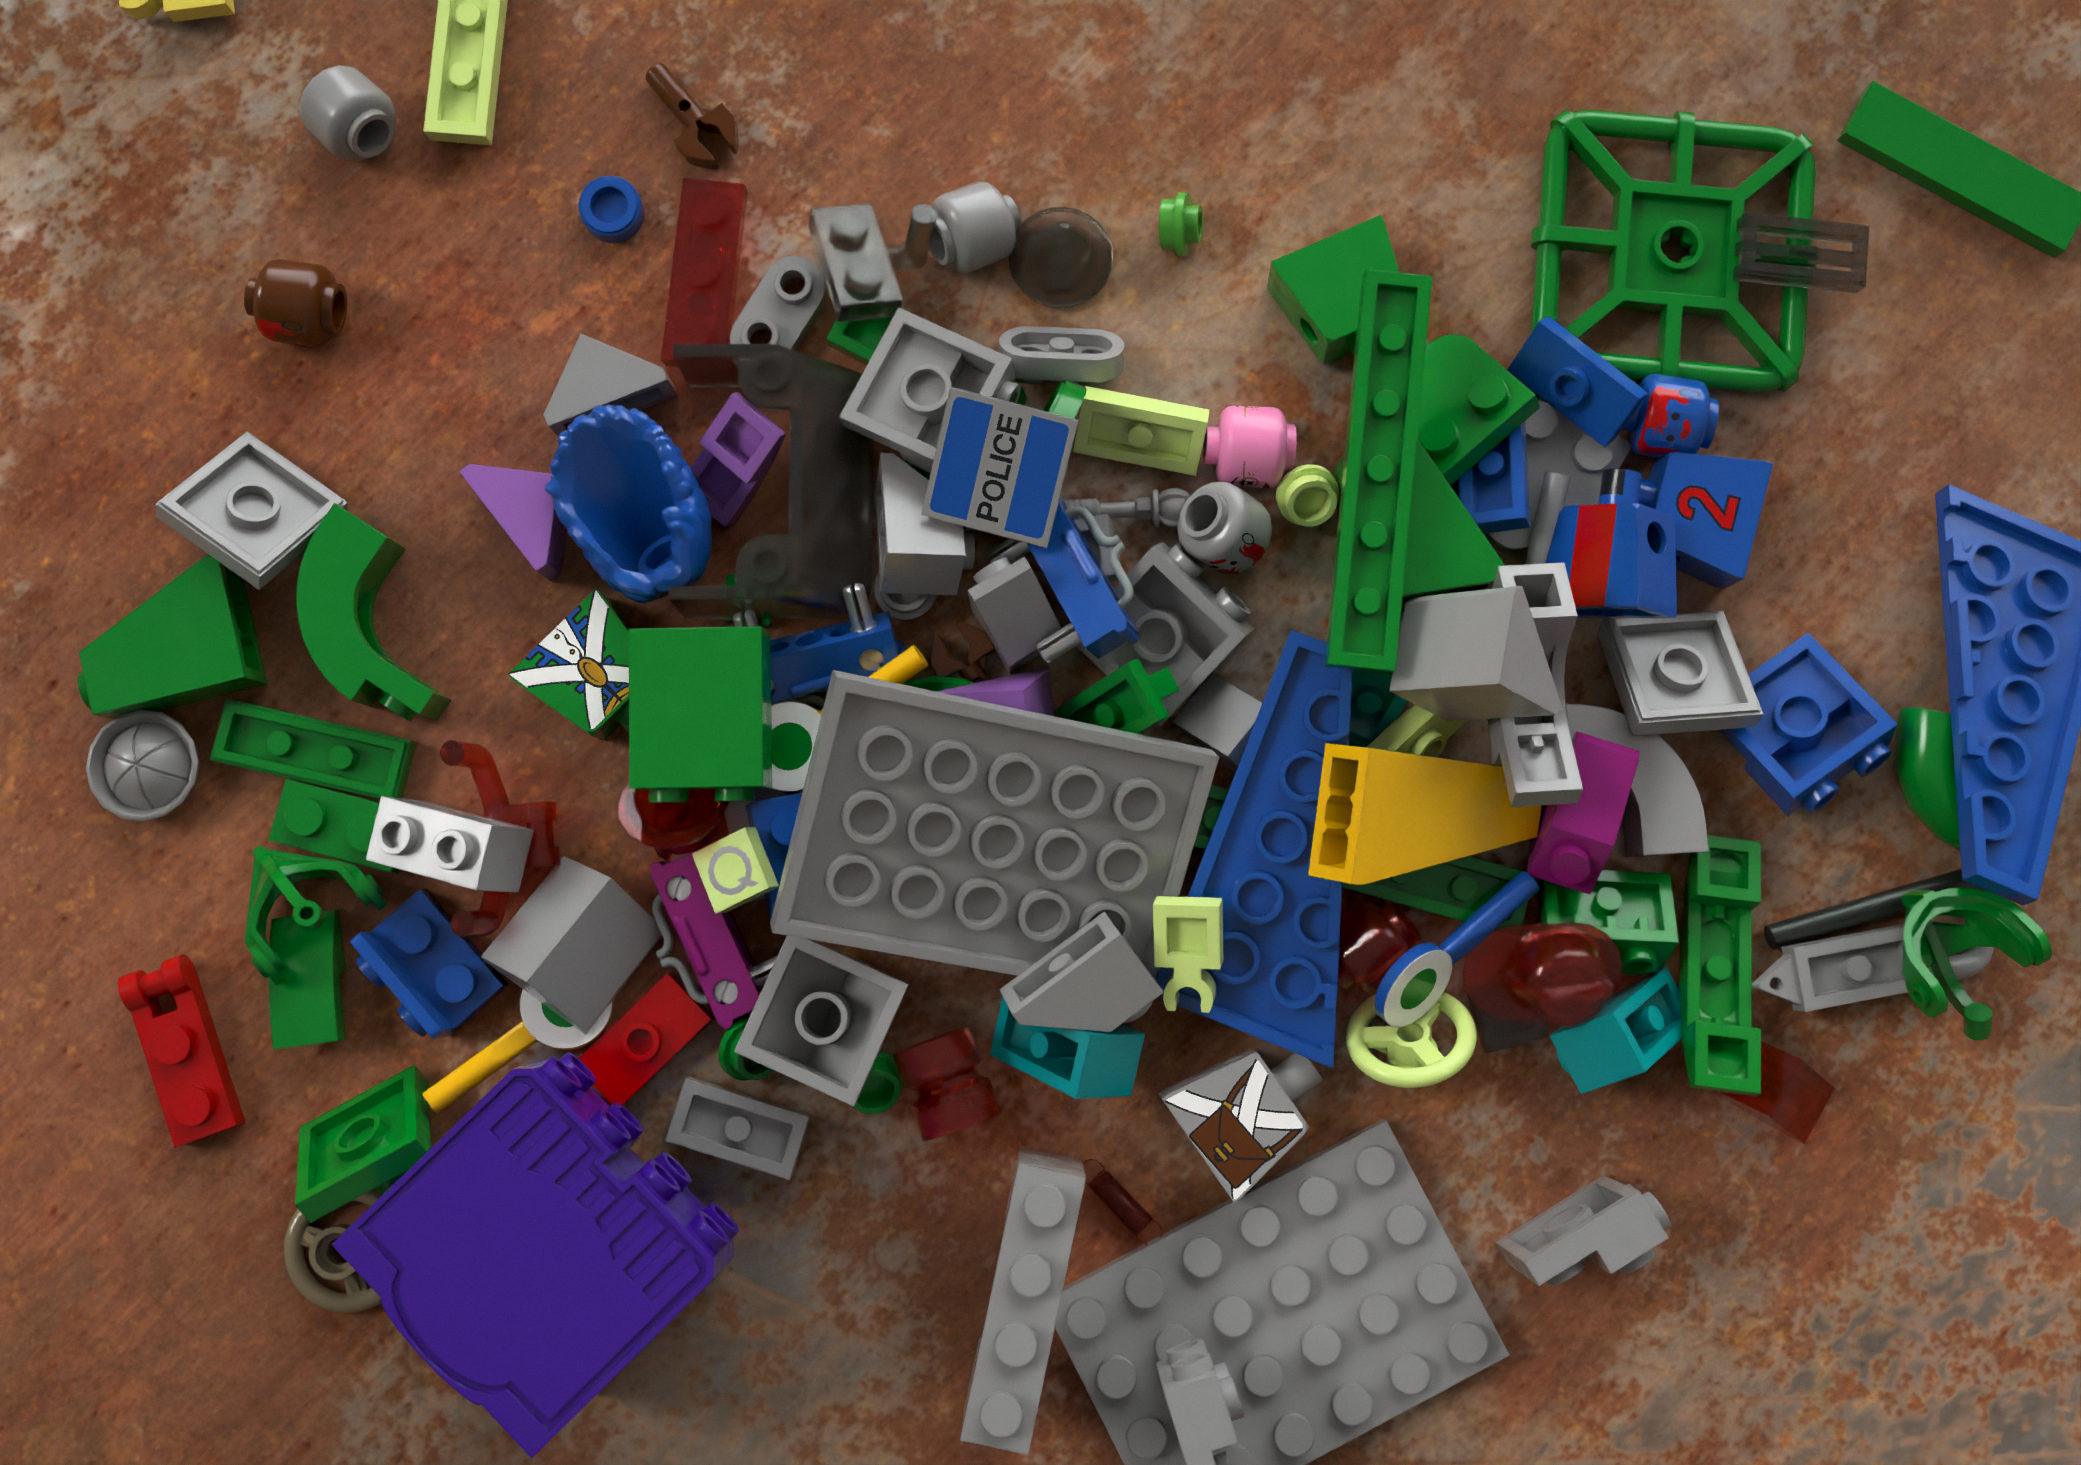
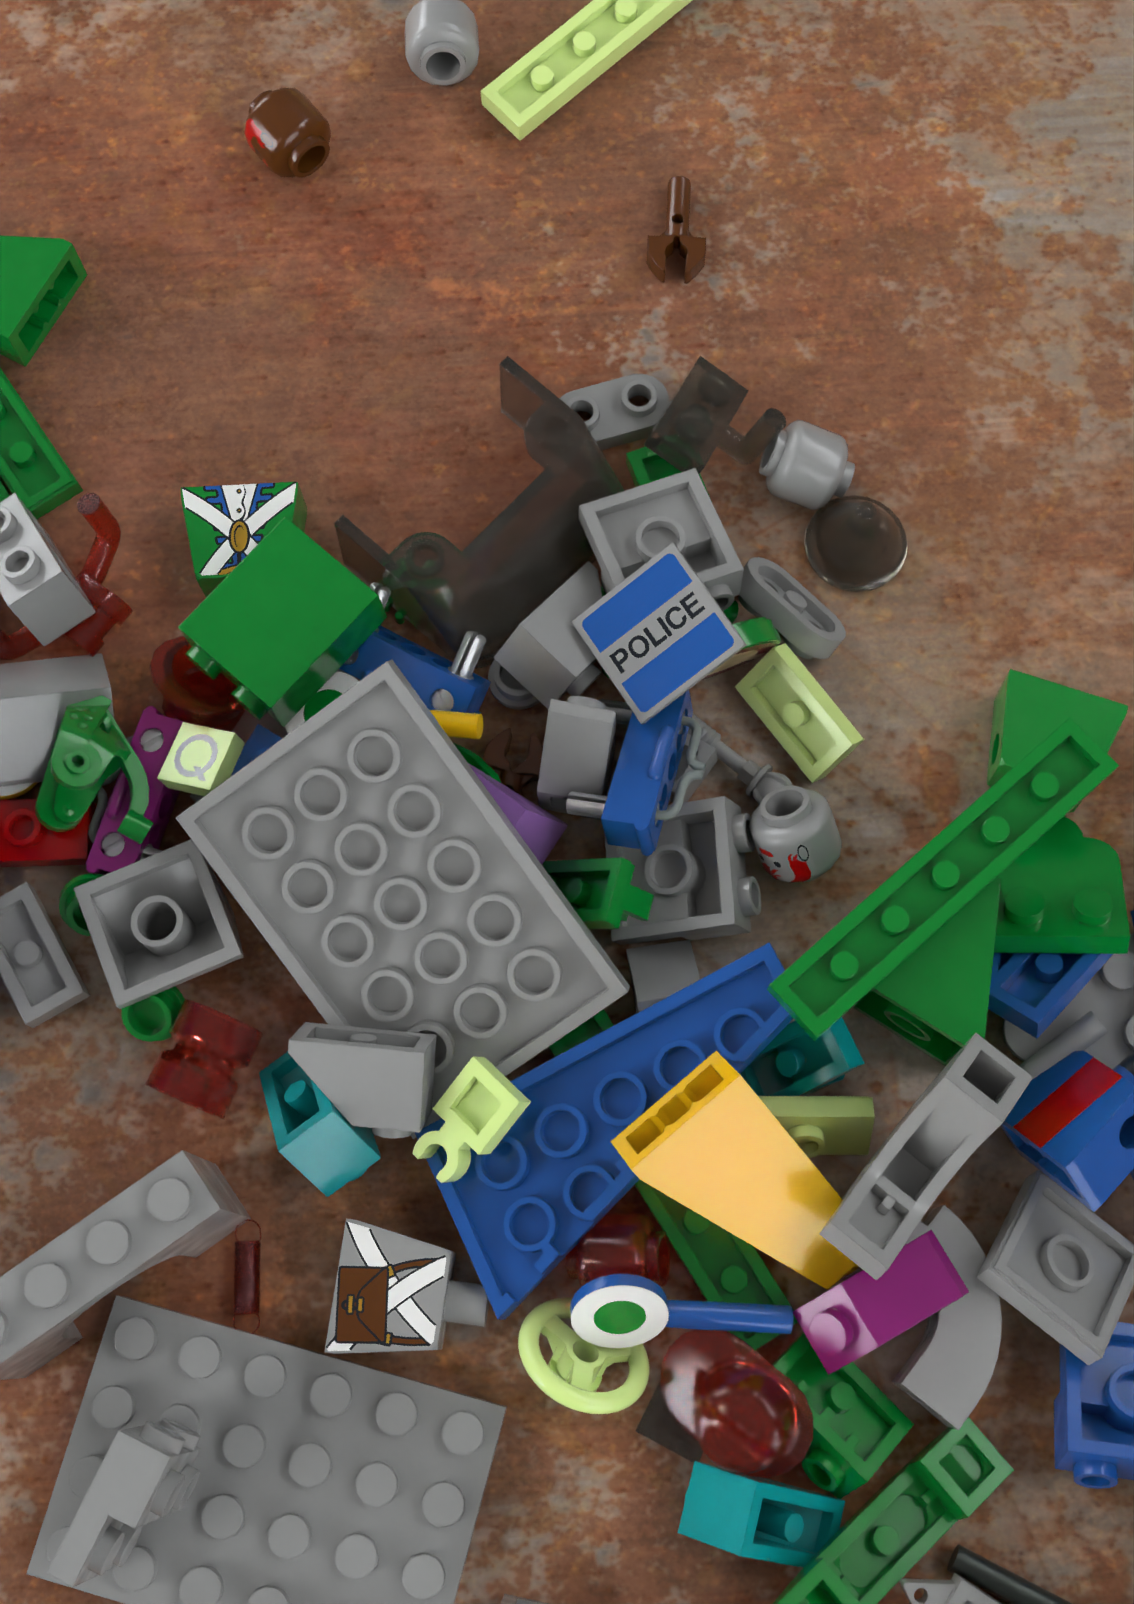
camera: 50 degrees right, 10 degrees down
(249, 509) = (124, 239): light grey tile -> none
(335, 616) = (114, 353): green arch -> none
(524, 512) = (307, 397): medium lavender slope -> none
(603, 377) = (436, 356): light grey slope -> none
(611, 209) = (561, 248): blue tile -> none
(631, 502) = (377, 443): blue hair -> none
(649, 956) = (80, 765): none -> green helmet
(704, 264) = (595, 333): clear red plate -> none
(736, 457) = (480, 480): medium lavender slope -> none
(1180, 224) = (966, 590): bright green plate -> none
(1251, 446) = (873, 796): bright pink head -> none
(1307, 495) = (877, 862): yellowish green plate -> none
(1474, 657) = (891, 1086): light grey slope -> none

